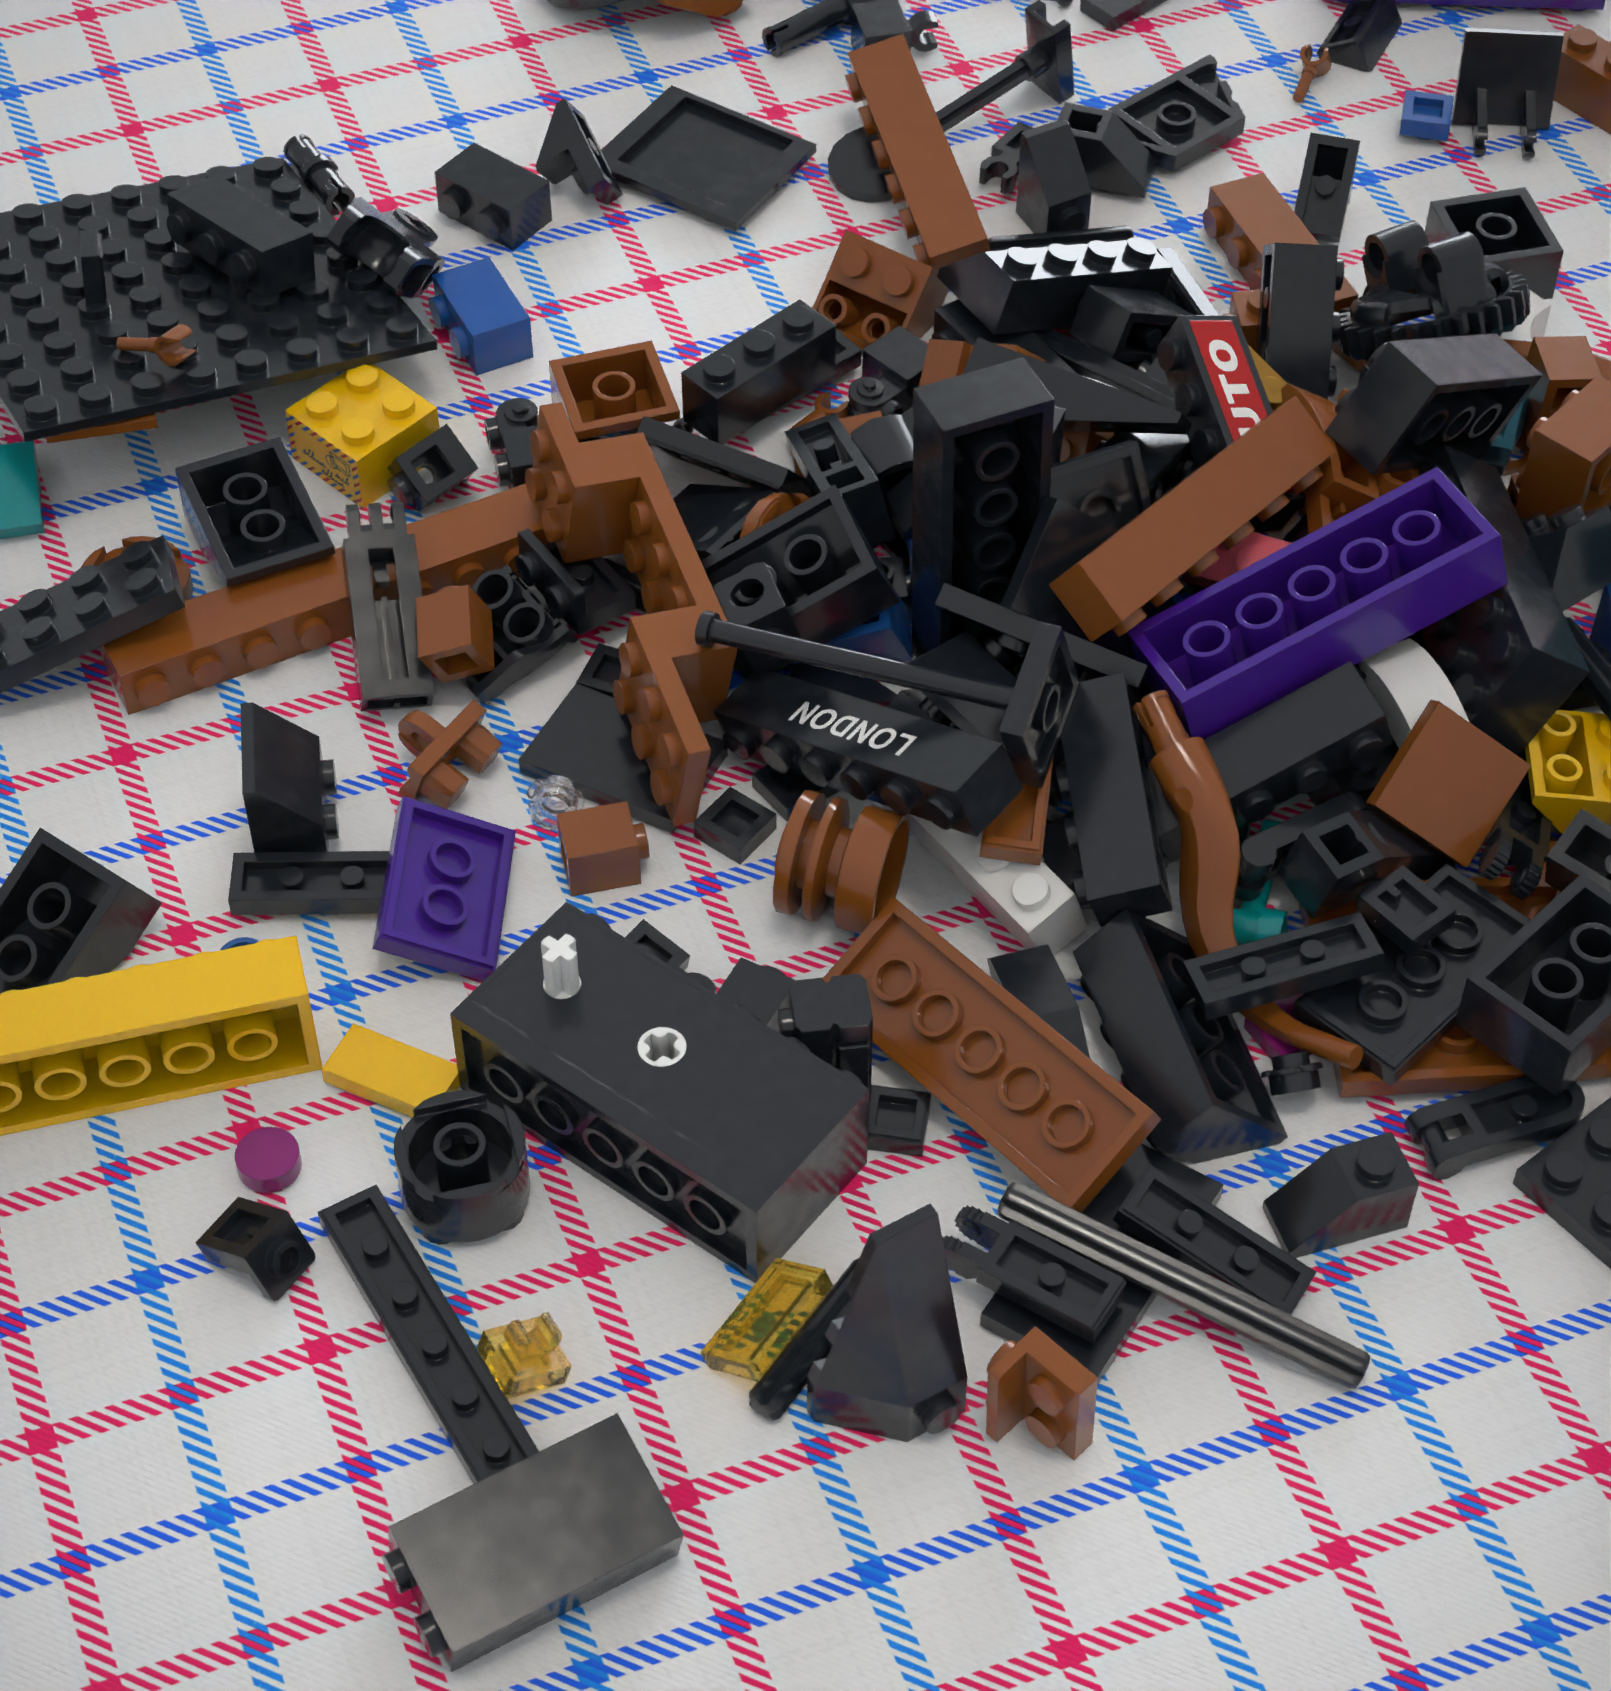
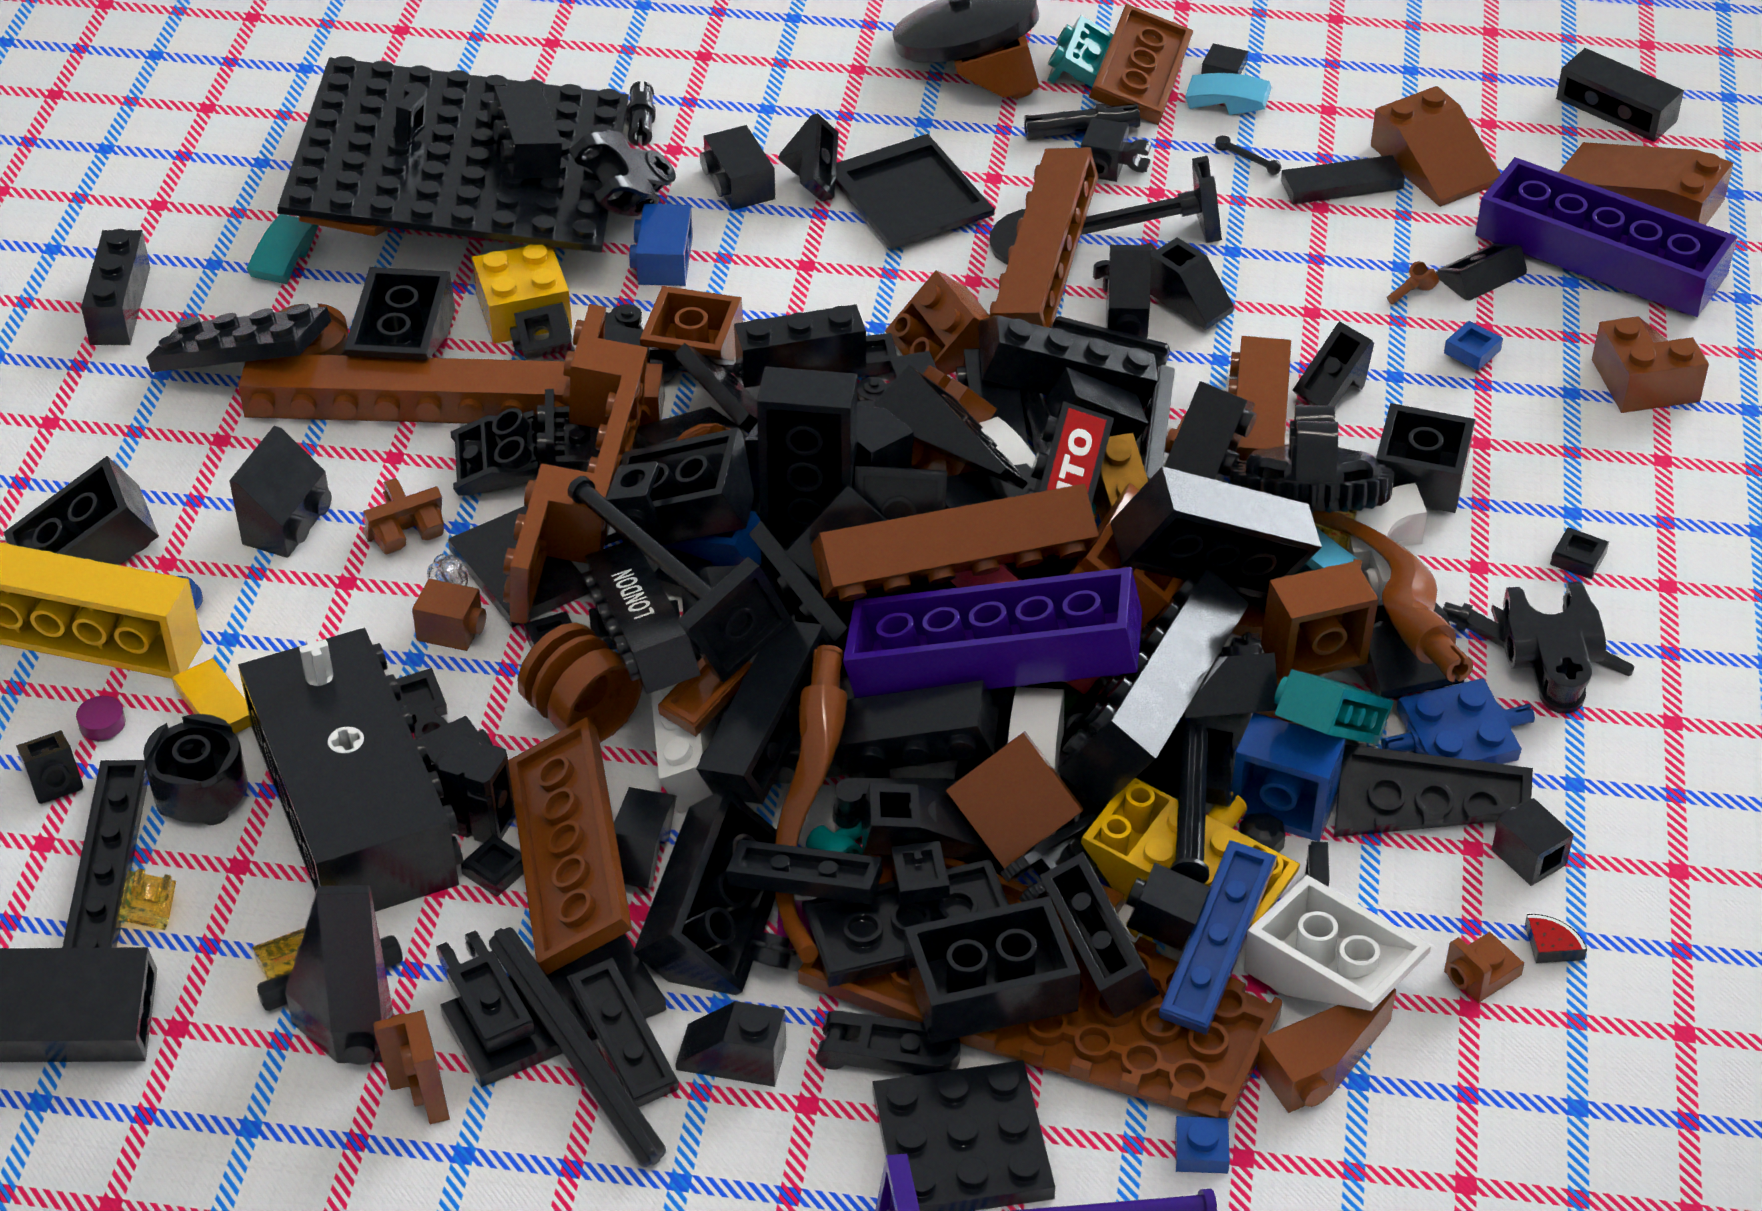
camera: 30 degrees right, 5 degrees down
(166, 346) = (411, 184): dark orange hand -> none
(307, 882) = (266, 565): black plate -> none
(384, 630) = (425, 426): black hinge -> none
(444, 889) = (332, 593): dark purple tile -> none
(455, 633) = (459, 439): dark orange brick -> none
(1183, 115) = (1278, 280): black wing -> none
(1507, 81) = (1546, 340): black plate -> none
(1565, 366) = (1366, 547): dark orange brick -> none

